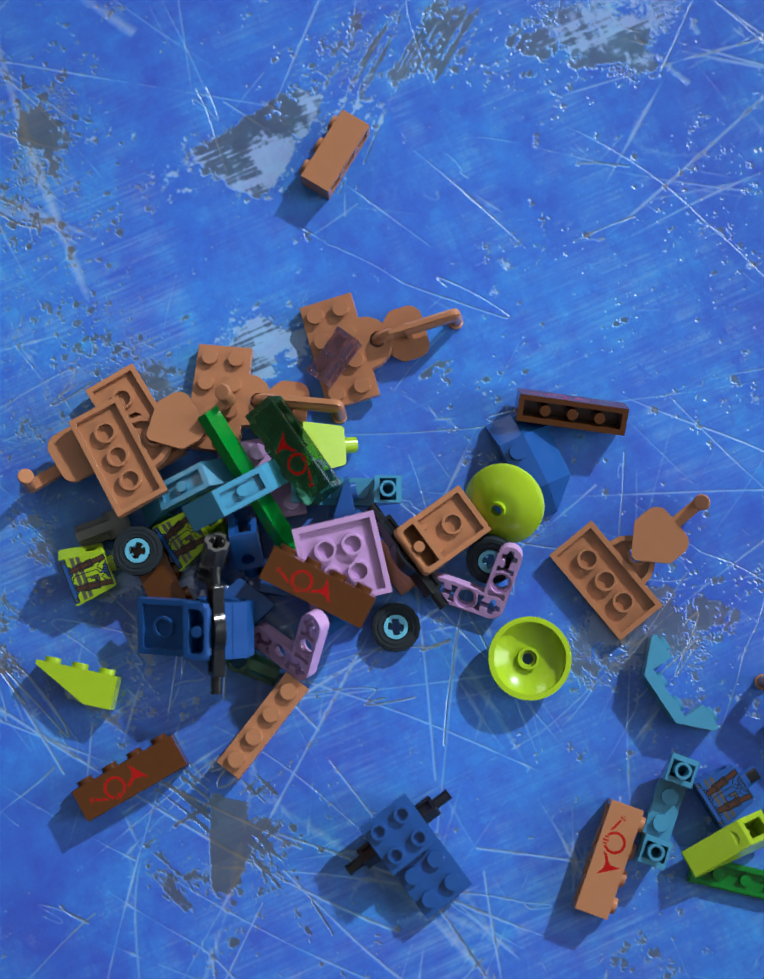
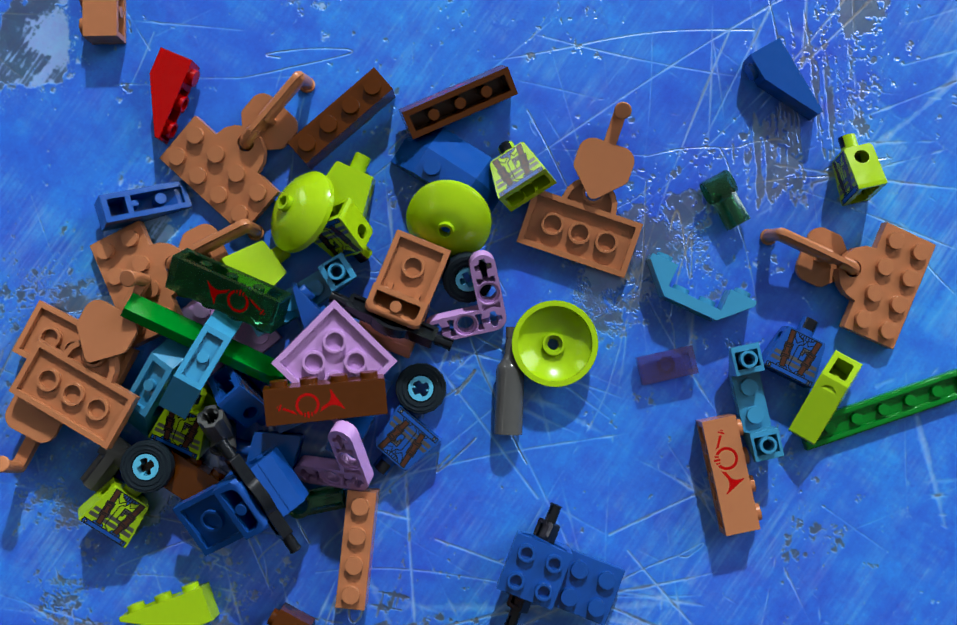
camera: 30 degrees left, 5 degrees up
(261, 336) = (141, 204): none -> blue slope
(334, 357) = (216, 183): hinge -> none
(345, 255) = (170, 84): none -> red slope
(355, 661) = (403, 441): none -> torso
(389, 423) = (302, 211): none -> lime dish
(412, 456) = (346, 232): none -> lime torso
(436, 427) = (353, 182): none -> lime torso
(466, 675) = (509, 393): none -> dark grey piece
(467, 367) = (342, 118): none -> reddish brown brick
(584, 502) = (518, 175): none -> torso
(611, 735) = (666, 365): none -> clear purple plate
(744, 619) = (722, 194): none -> clear green piece

